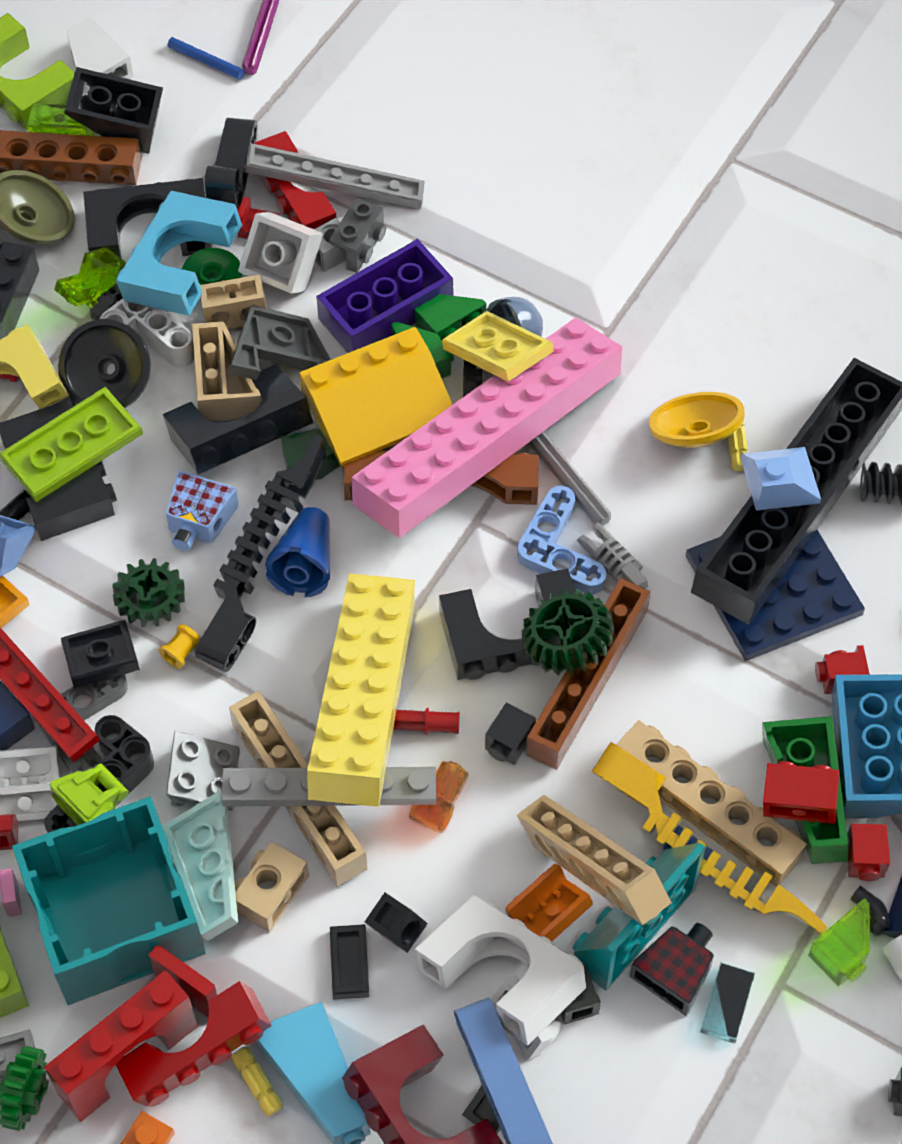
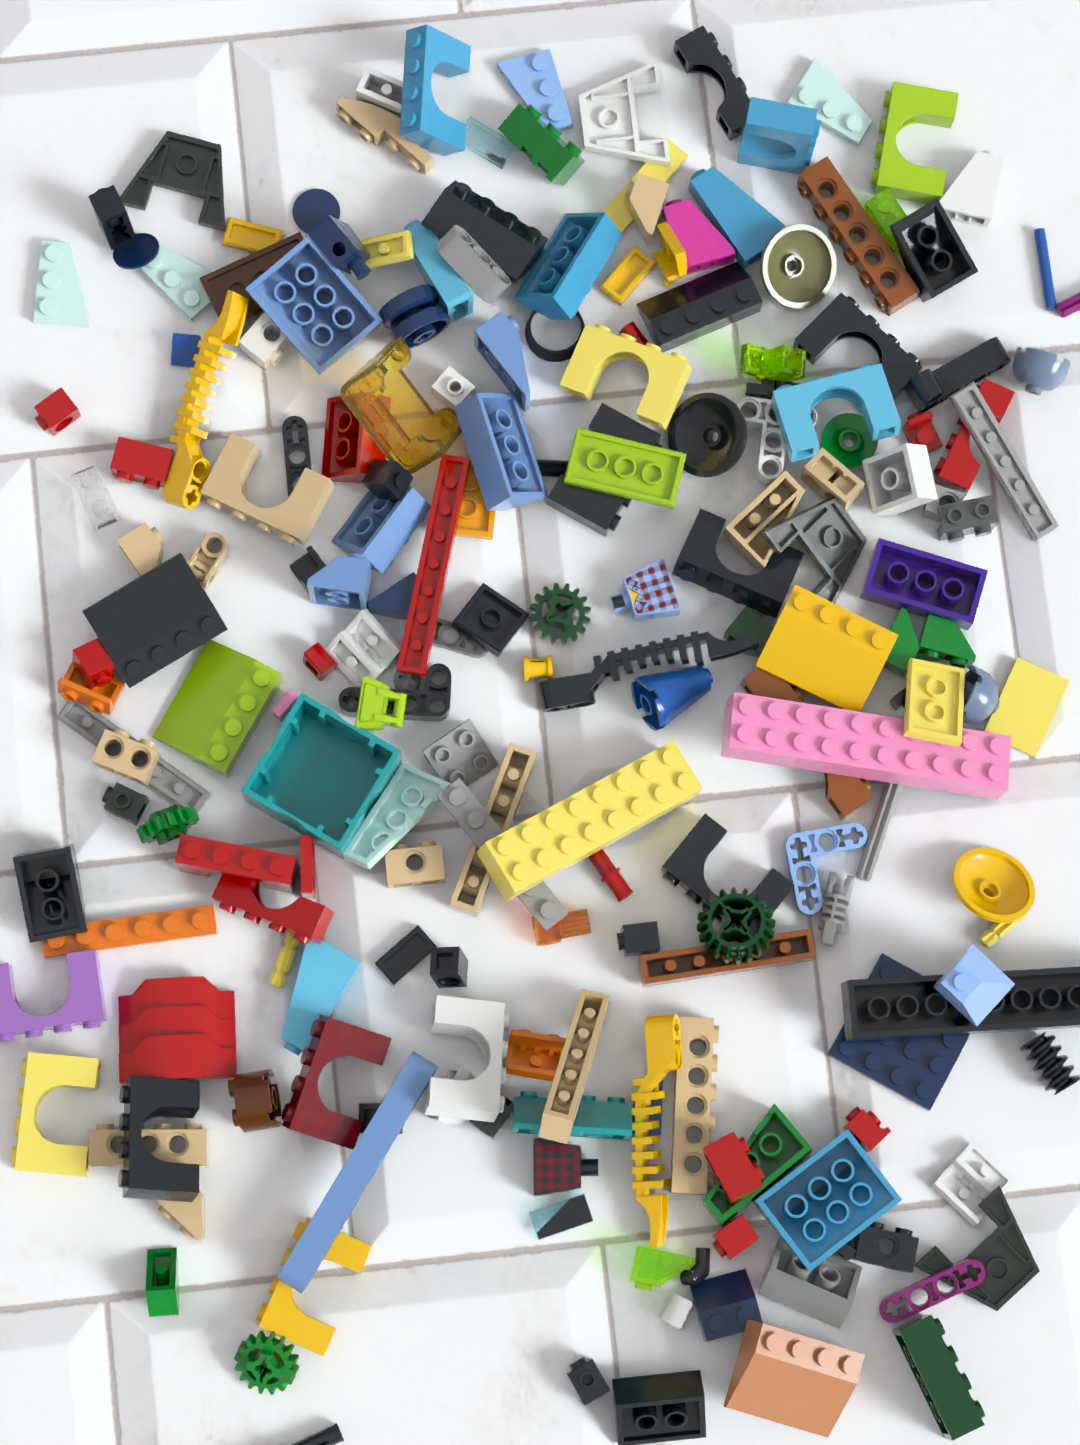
camera: 45 degrees right, 20 degrees up
(282, 103) = (1039, 370): none -> sand blue cylinder
(557, 296) = (1027, 706): none -> light yellow tile

